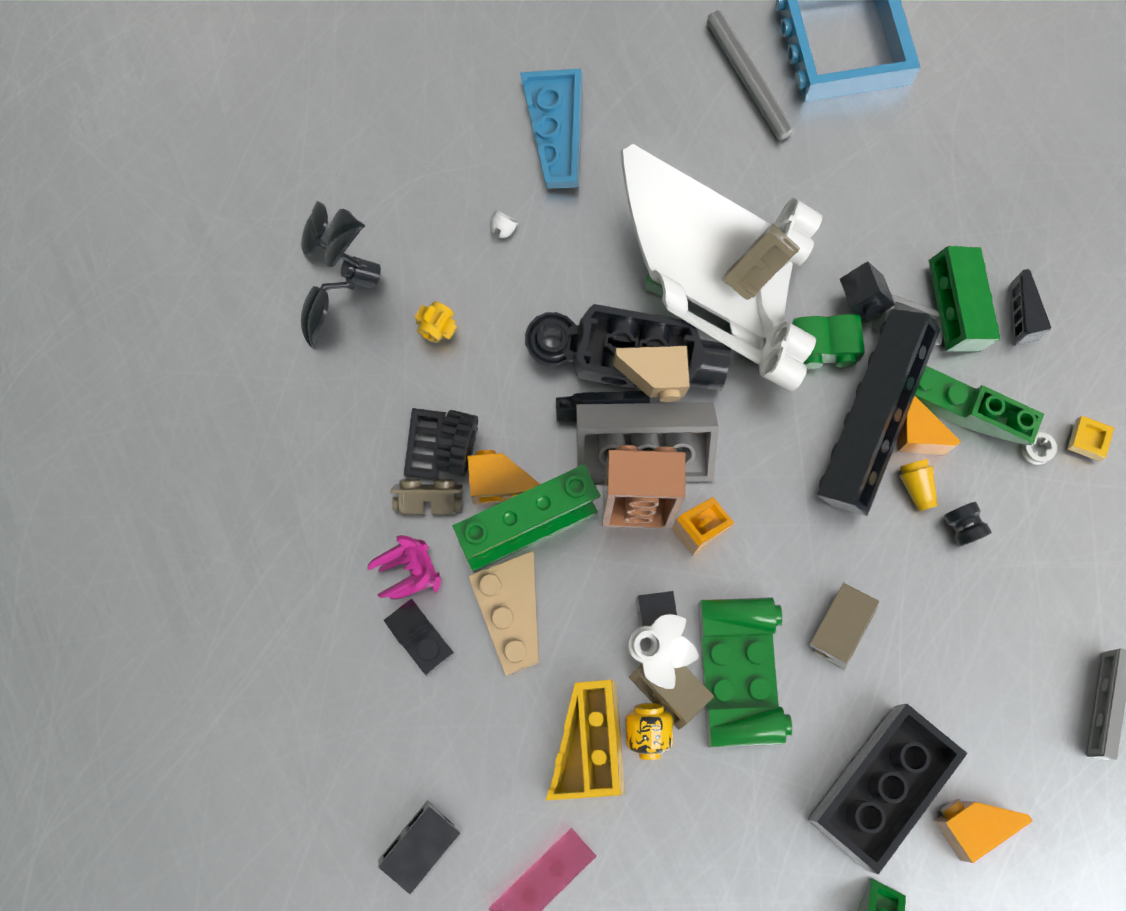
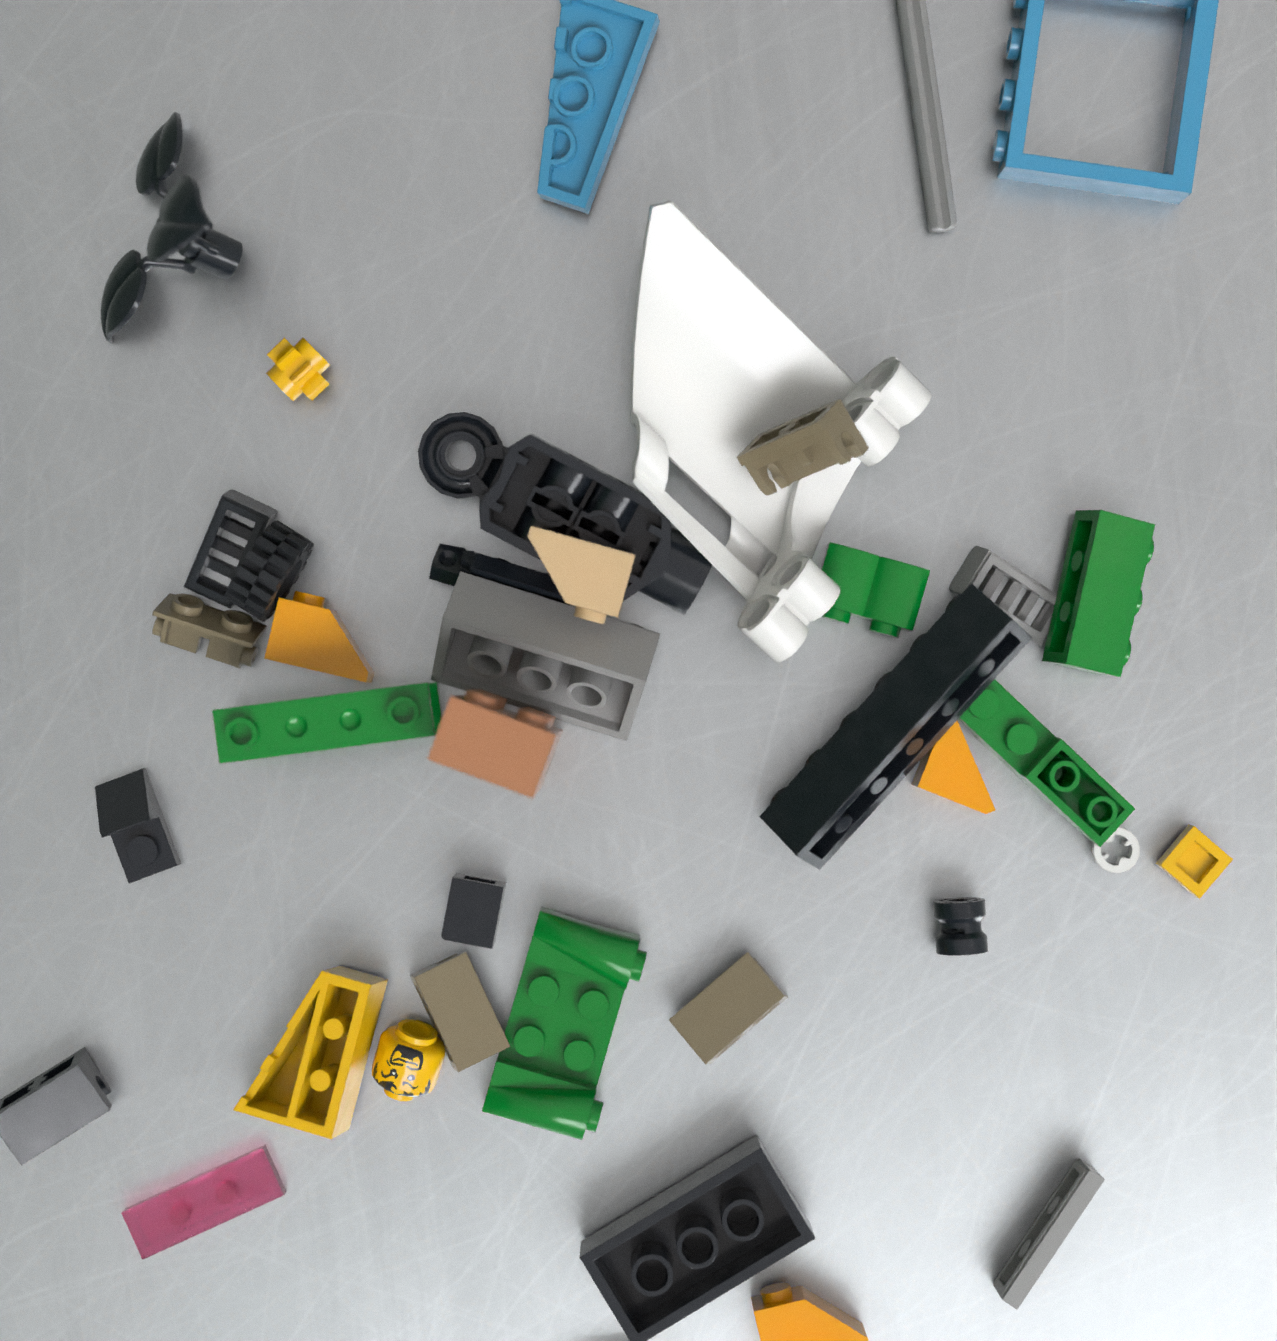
camera: 15 degrees right, 15 degrees up
(422, 571) = (152, 708): dark pink piece -> none
(503, 222) = (452, 237): white hinge -> none
(509, 610) = (273, 831): tan wing -> none
(667, 650) = (463, 969): white plate -> none
(701, 525) = (586, 802): light orange slope -> none
(867, 291) = (955, 537): black brick -> none
(920, 483) = (918, 844): yellow cone -> none
(1028, 312) = (1187, 645): black slope -> none

